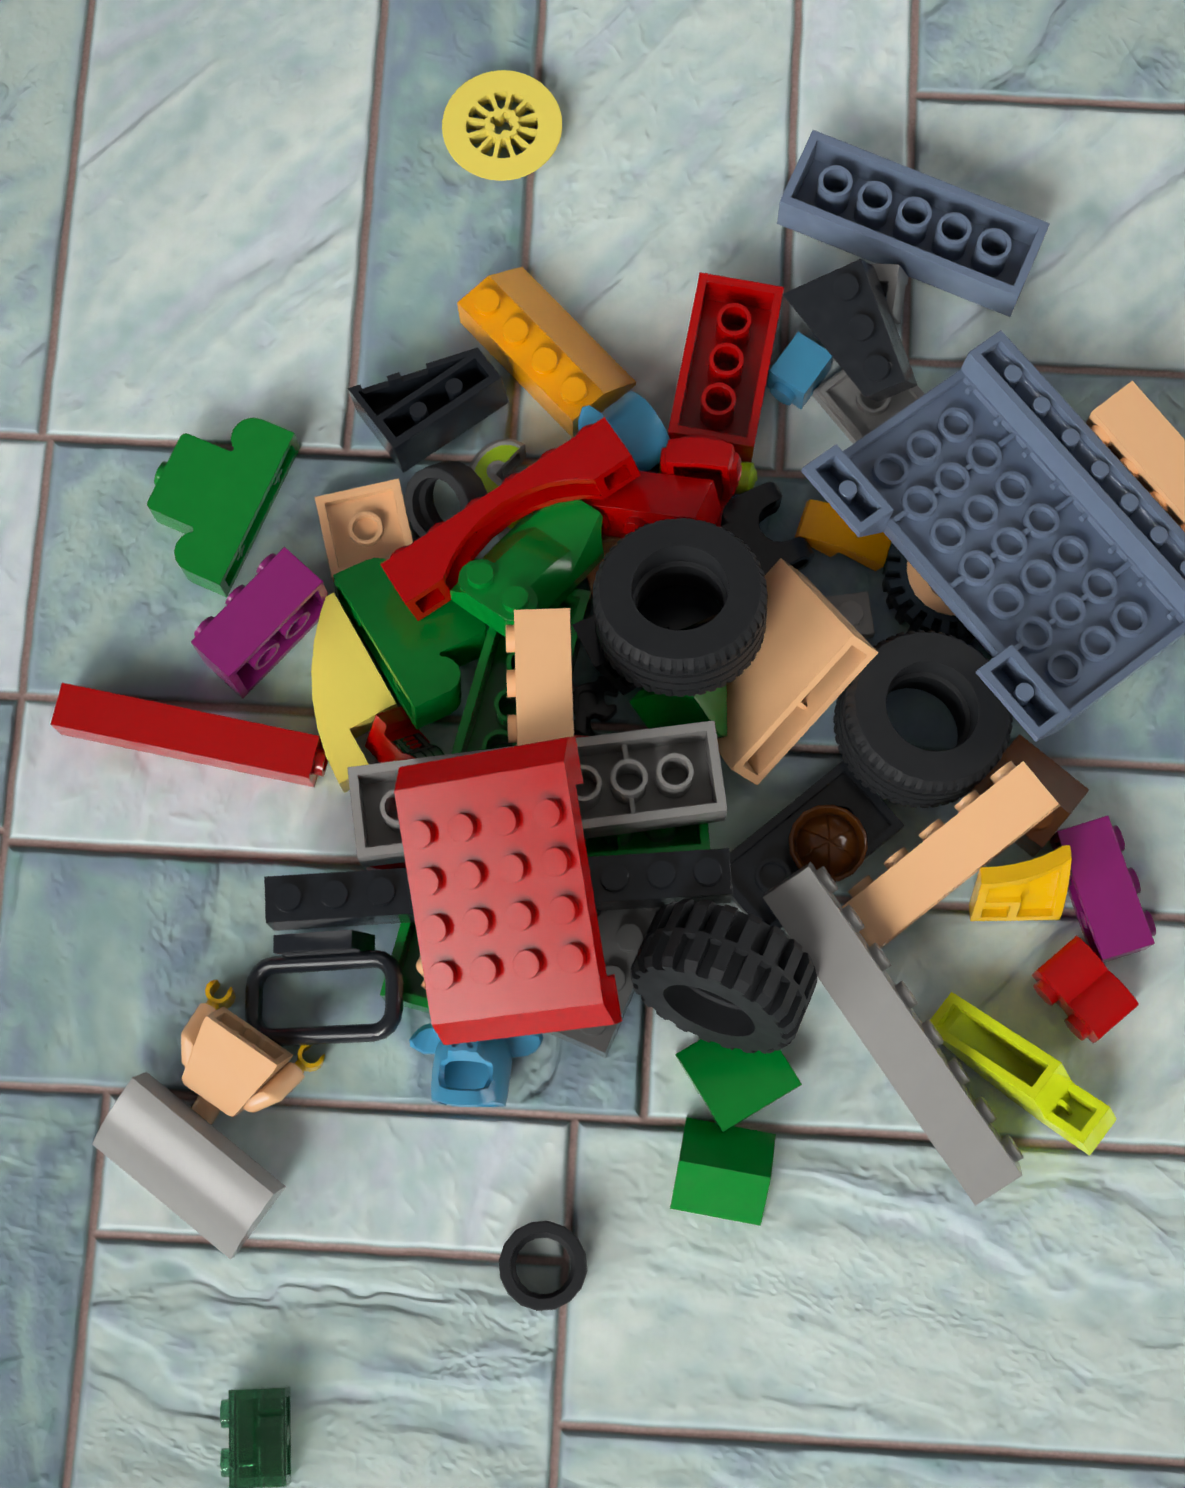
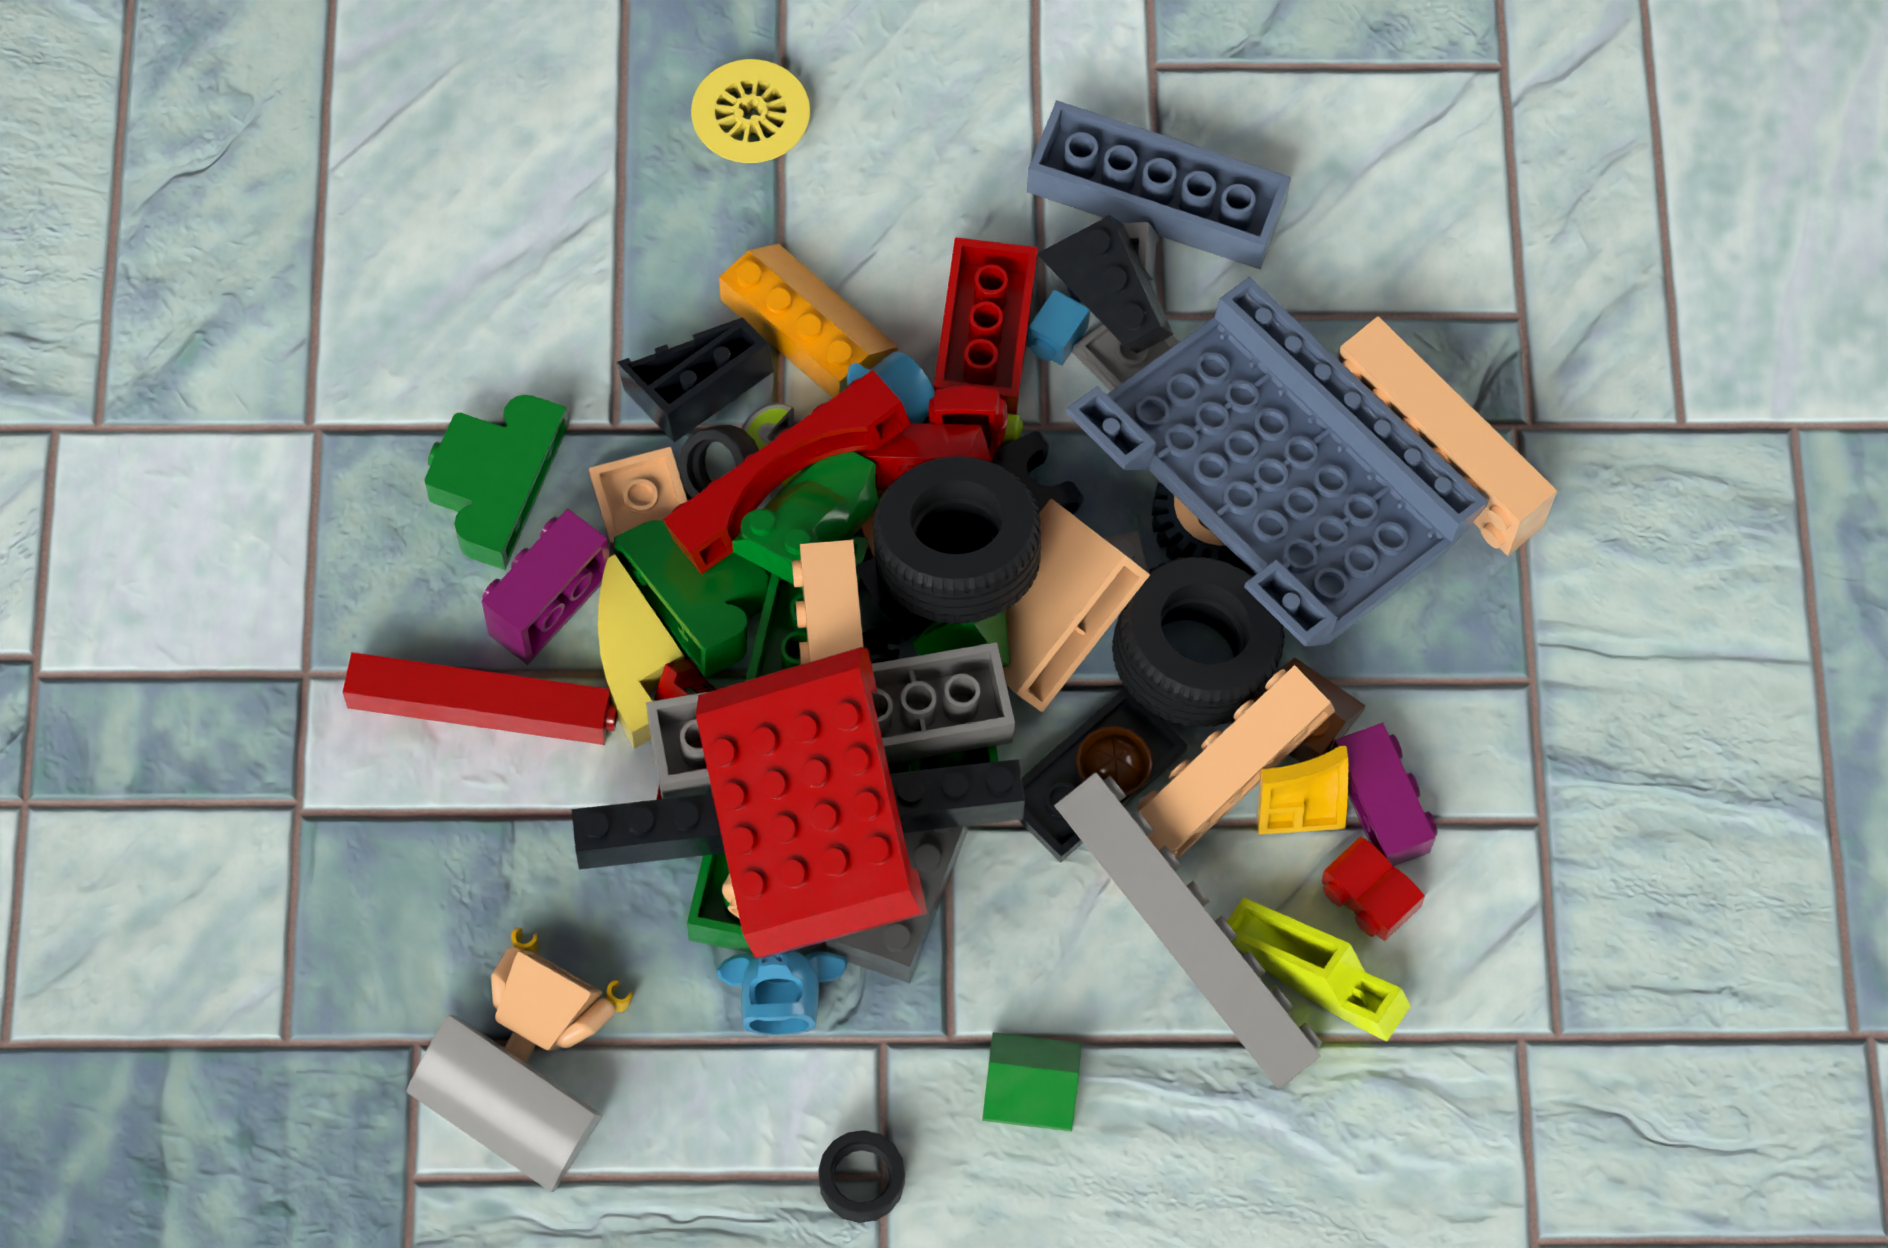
camera: 10 degrees left, 10 degrees down
(326, 953) = (625, 890): black bar -> none
(724, 976) = (1021, 882): black tyre -> none
(736, 1081) = (1041, 983): green slope -> none
(831, 535) = (1101, 476): light orange slope -> none

